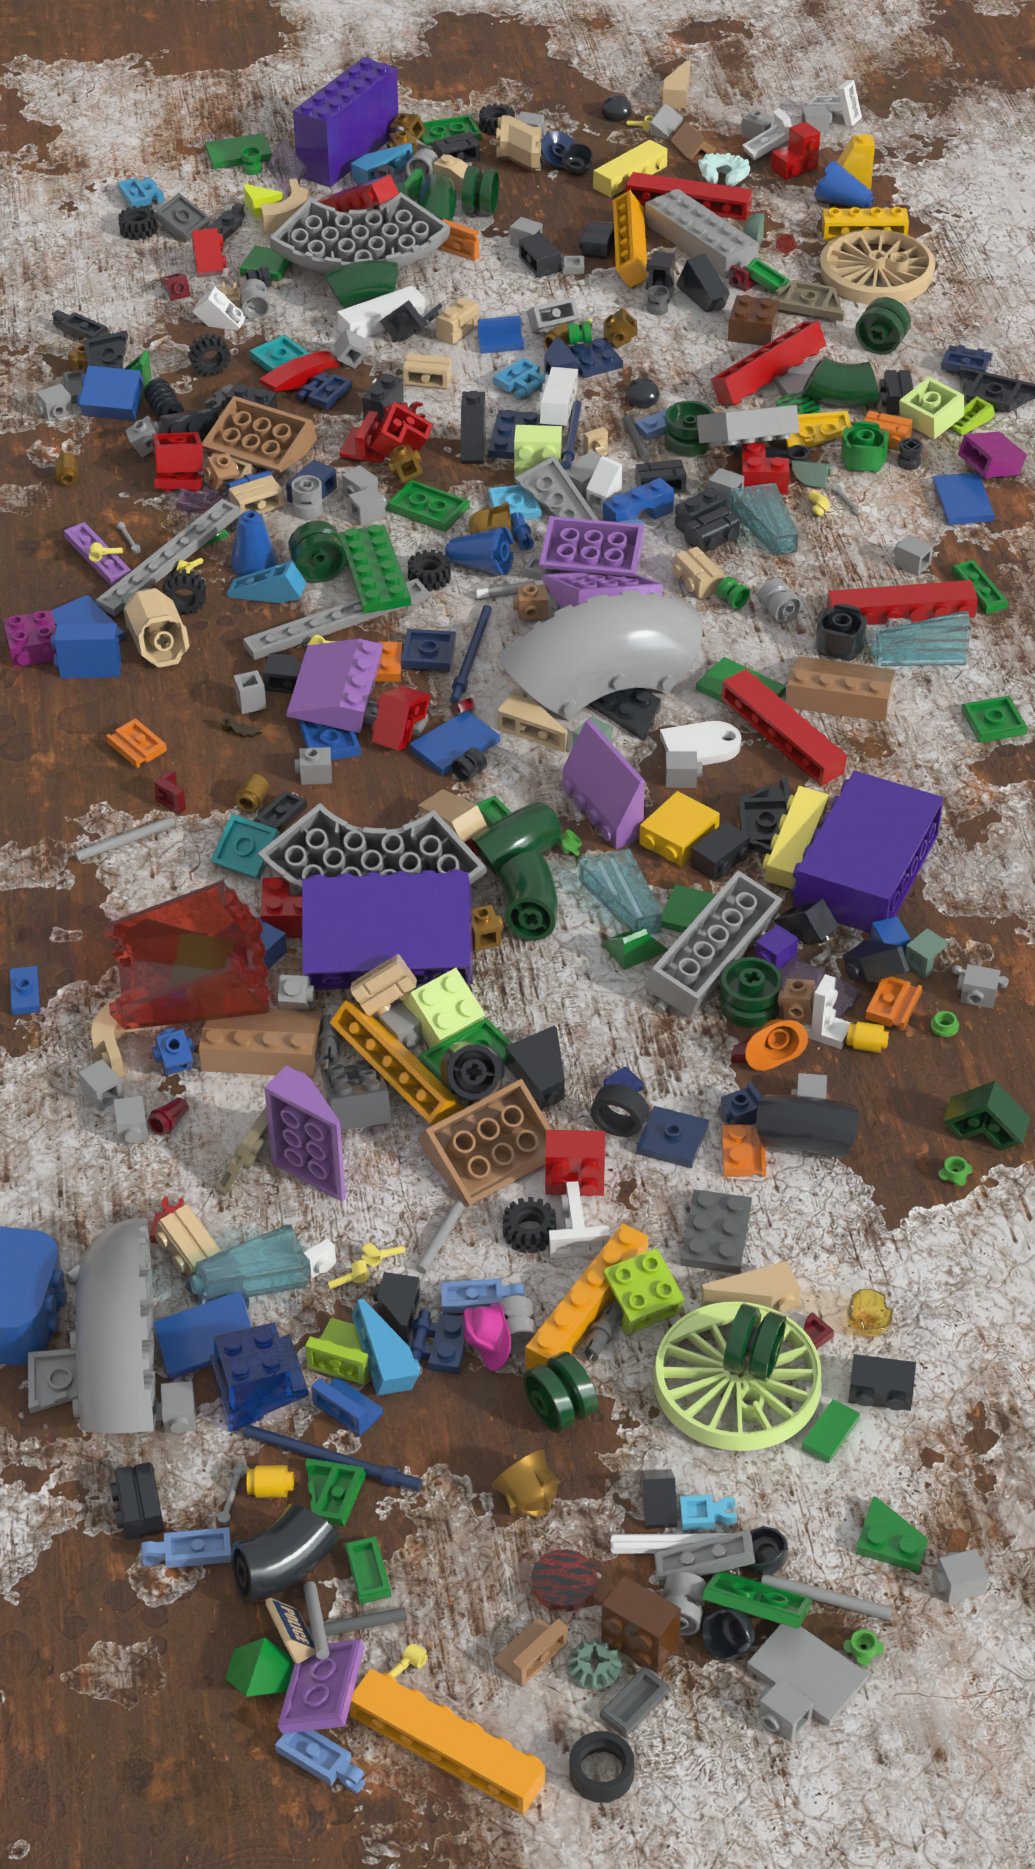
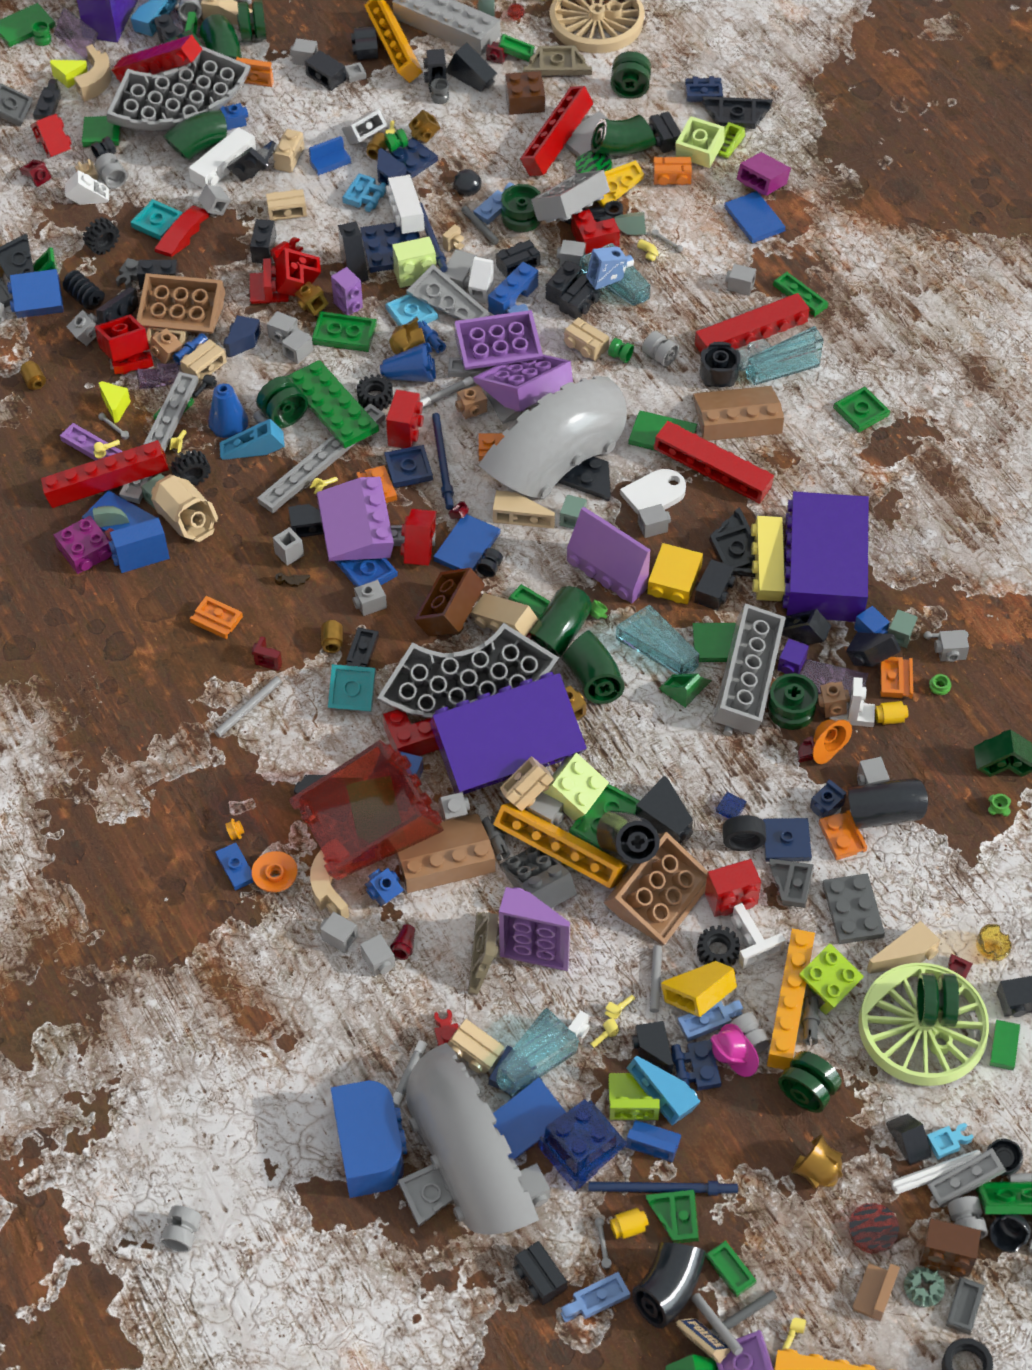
camera: 20 degrees left, 10 degrees up
(42, 952) = (234, 829): none -> light orange plate
(62, 1005) = (274, 863): none -> orange dish
(70, 614) = (109, 516): none -> sand green brick
(88, 574) = (104, 474): none -> red brick
(143, 511) = (115, 398): none -> neon yellow slope
(307, 497) = (246, 351): light grey wheel -> none
(323, 390) = (214, 244): dark blue plate -> none
(399, 788) = (449, 602): none -> reddish brown brick
(416, 276) = (235, 115): none -> blue brick
(444, 599) = (404, 419): none -> red brick
(447, 463) = (347, 291): none -> medium lavender brick
(483, 1257) = (699, 988): none -> yellow slope
(656, 1181) = (792, 881): none -> dark grey wing
(753, 499) = (607, 266): none -> medium blue torso
(864, 447) = (663, 190): green brick -> none
(910, 453) = (699, 187): black wheel -> none

